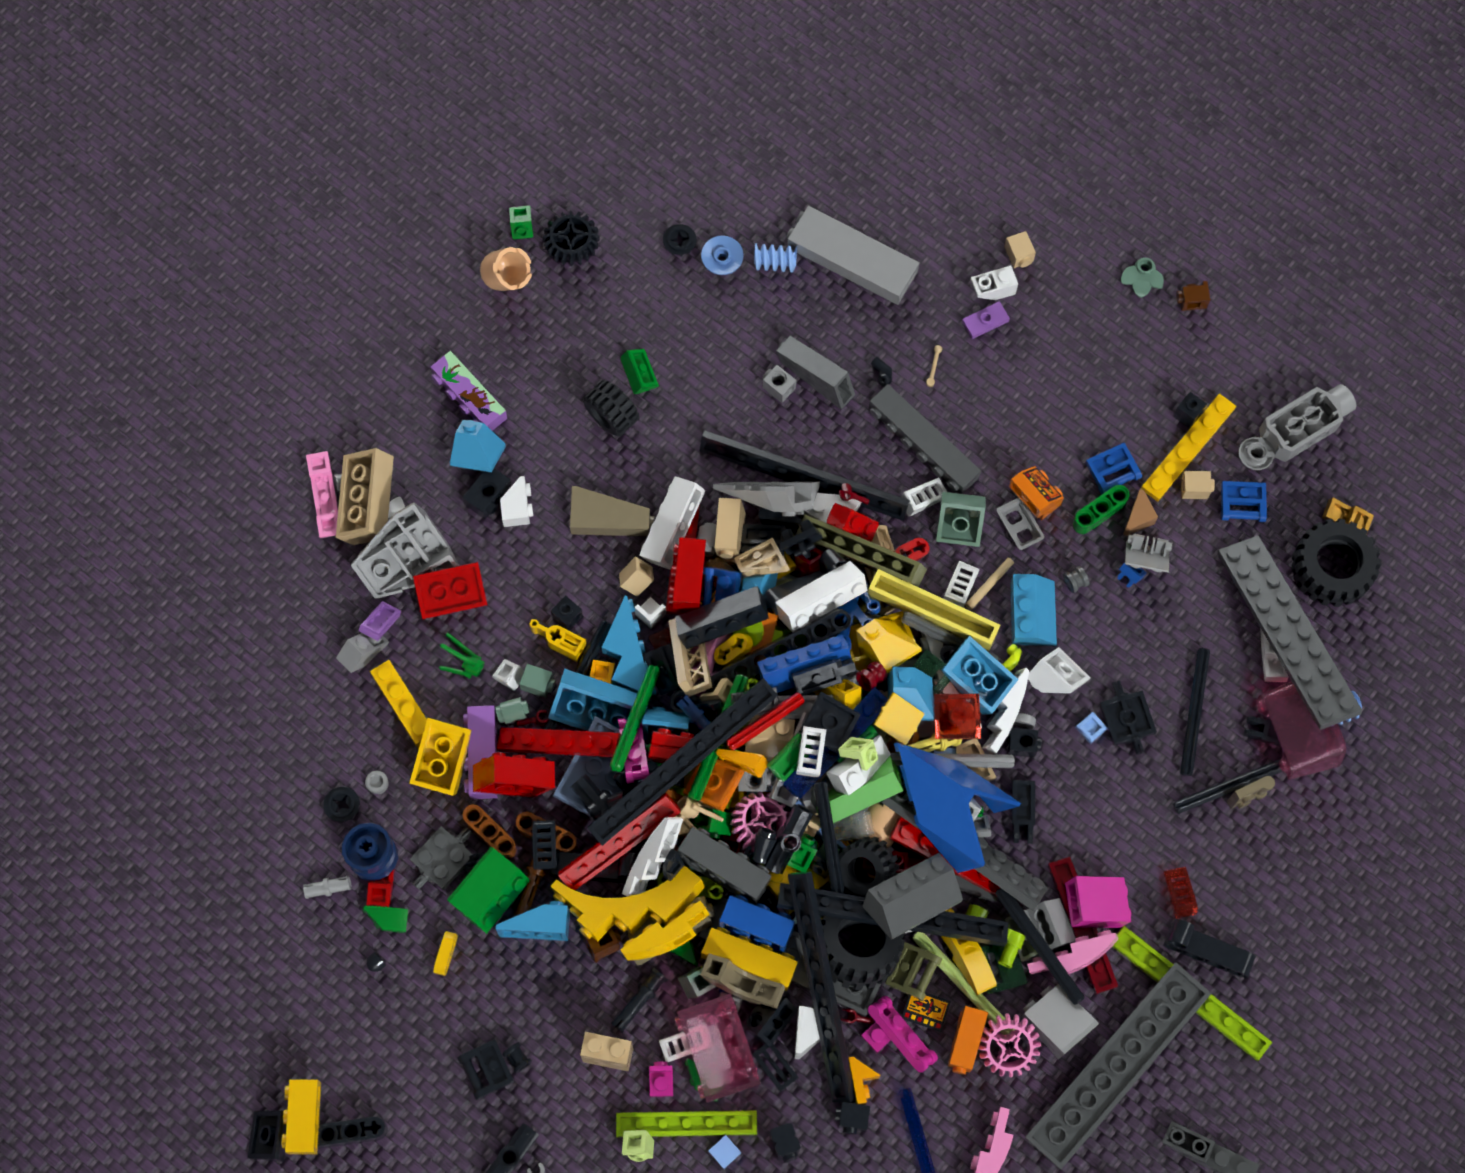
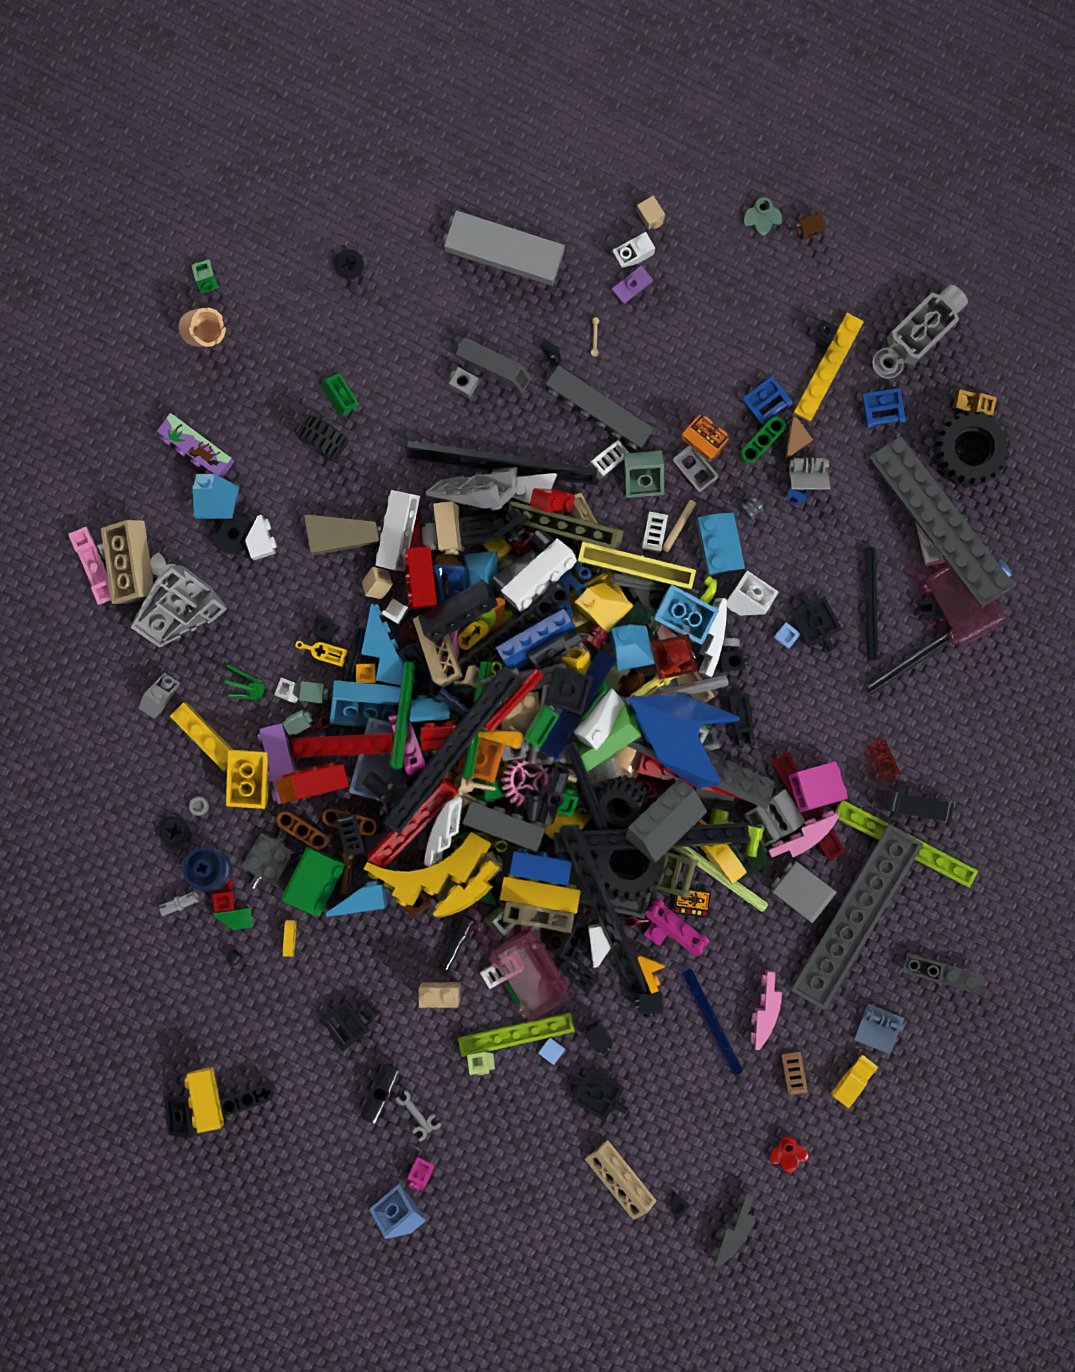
camera: 10 degrees left, 15 degrees up
(379, 621) = (167, 668): medium lavender plate -> none
(450, 590) = (221, 629): red plate -> none
(555, 236) = (245, 285): black gear -> none
(661, 1080) = (488, 1004): dark pink bracket -> none
(672, 865) = (461, 835): black tile -> none
(725, 247) = (385, 264): medium blue dish -> none
(762, 560) = (481, 551): tan wing -> none
(775, 258) = (436, 265): light blue piece -> none
(819, 753) = (560, 736): white slope -> none
(847, 494) = (542, 474): dark red hand -> none
(860, 749) = (598, 709): yellowish green bracket -> none
(899, 719) = (625, 671): yellow piece -> none
(909, 546) = (604, 511): red beam -> none
(967, 1039) = (730, 922): orange slope -> none
(1014, 1036) = (769, 929): bright pink gear -> none
(1040, 946) = (778, 837): black axle -> none
(1196, 485) = (841, 401): tan brick -> none
(1248, 793) = (926, 670): dark tan plate -> none

